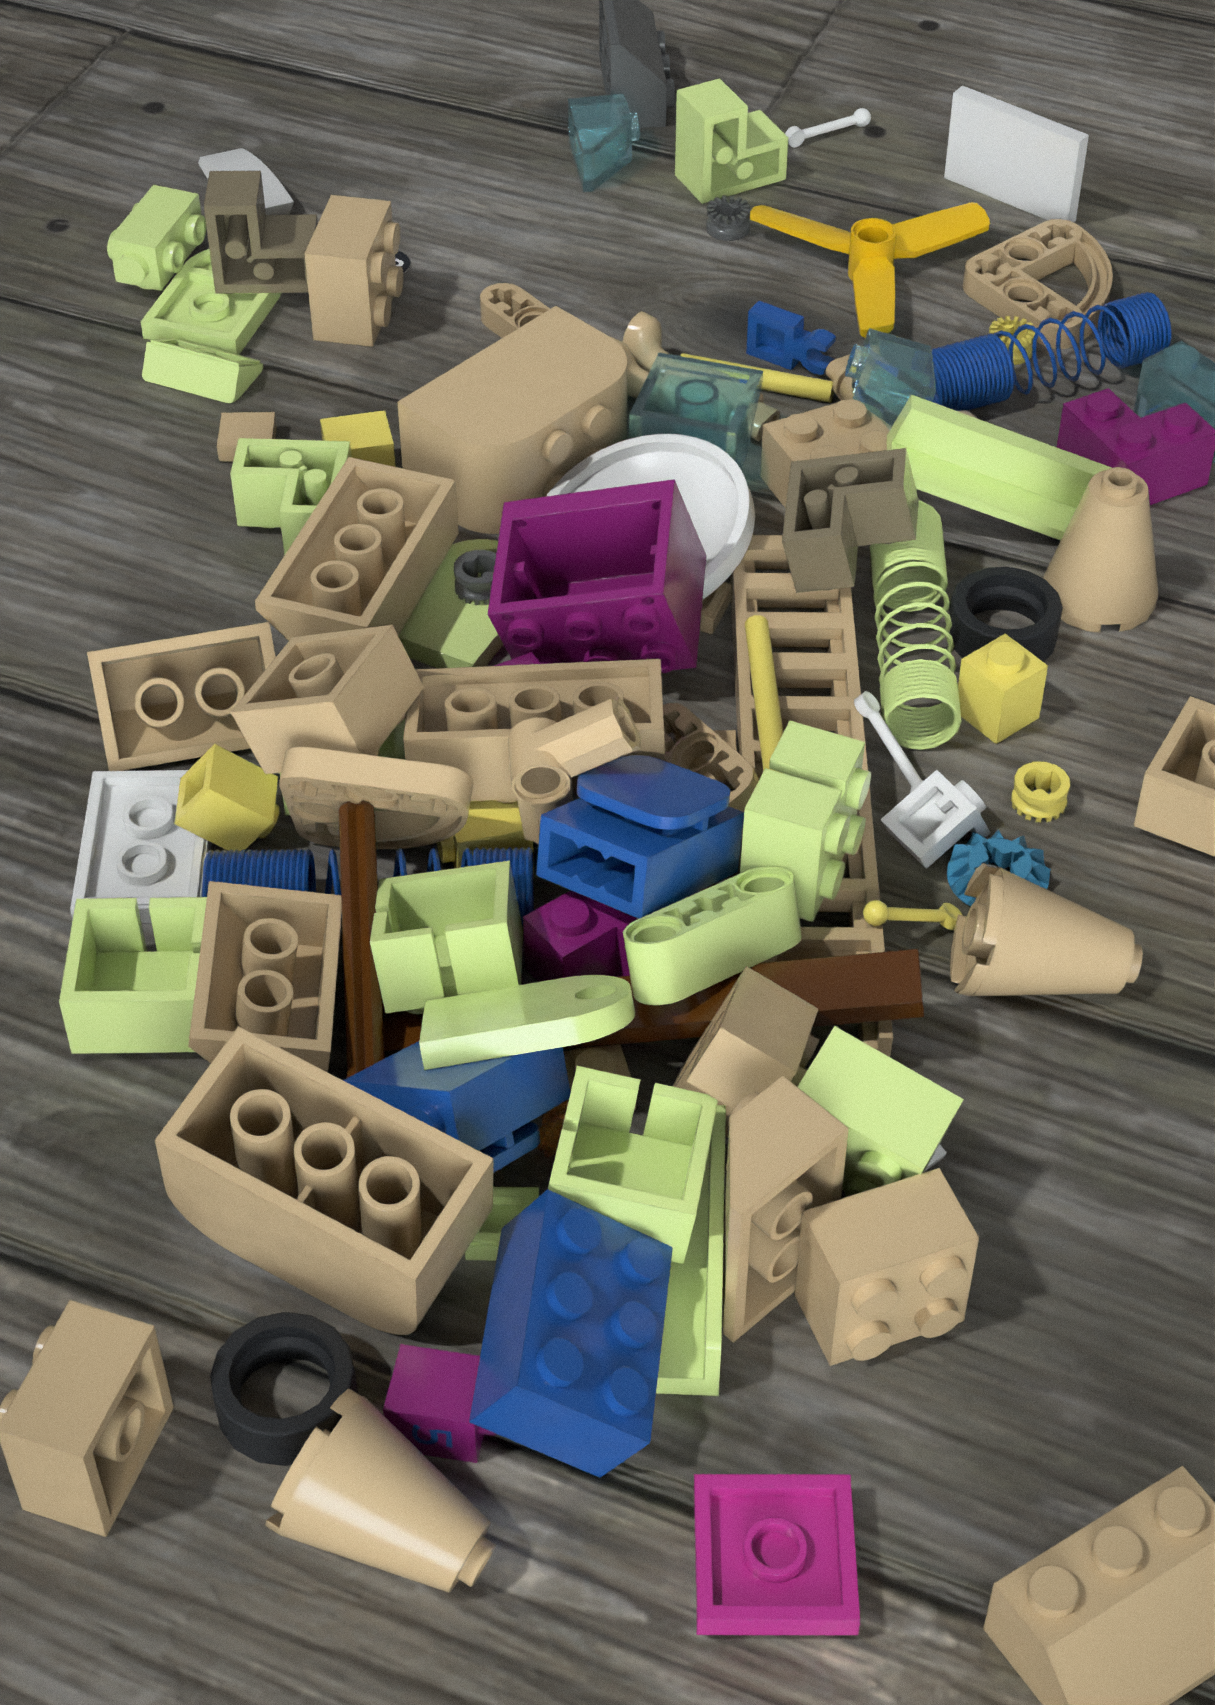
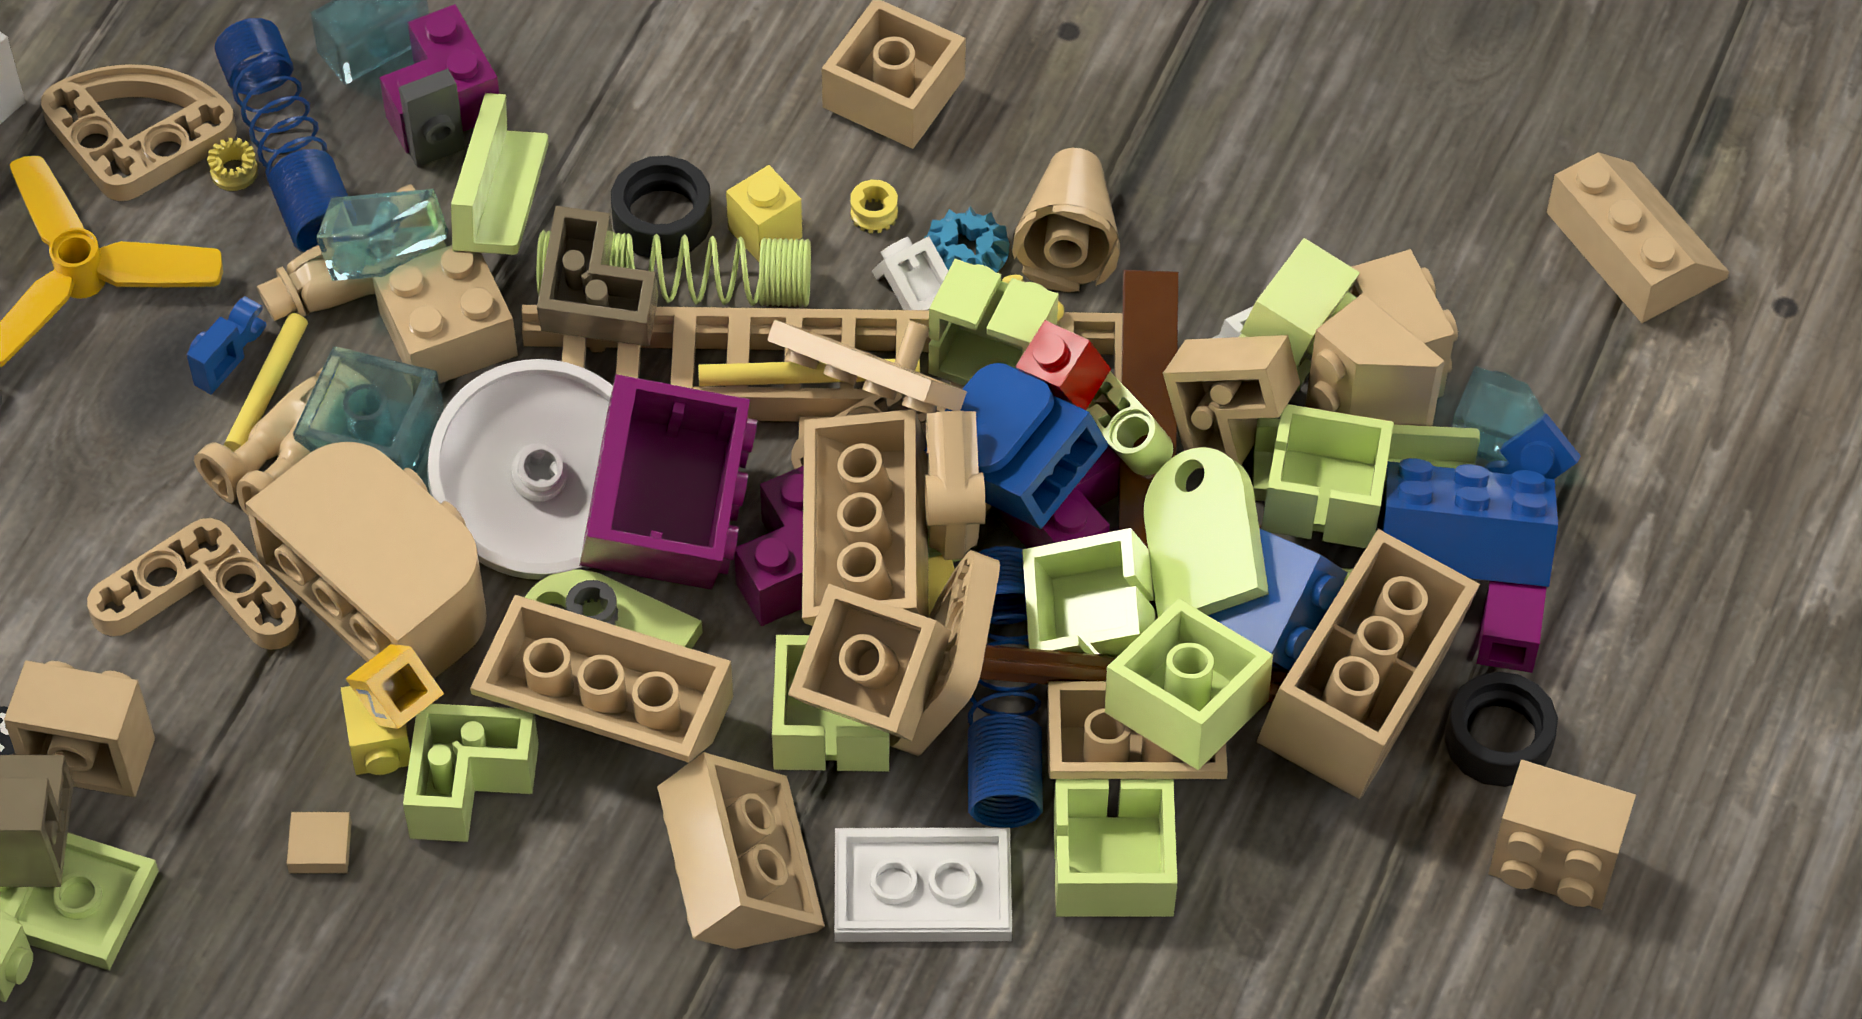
camera: 90 degrees left, 10 degrees up
(199, 369) = (186, 899): yellowish green slope -> none
(227, 800) = (899, 800): light yellow brick -> none
(286, 970) = (1188, 683): none -> yellowish green brick
(353, 409) = (394, 686): none -> yellow brick
(380, 1502) = (1601, 658): tan cone -> none
(688, 1422) = (1539, 449): none -> blue plate
(726, 700) = (881, 375): none -> tan plate
(726, 850) = (1065, 364): none -> red brick
(770, 1408) = (1497, 408): none -> clear light blue slope
(775, 1555) = (1614, 425): dark pink plate -> none
(869, 708) = (868, 290): white hinge -> none
(1071, 415) = (432, 117): none -> dark grey plate
(1107, 555) = (607, 116): tan cone -> none

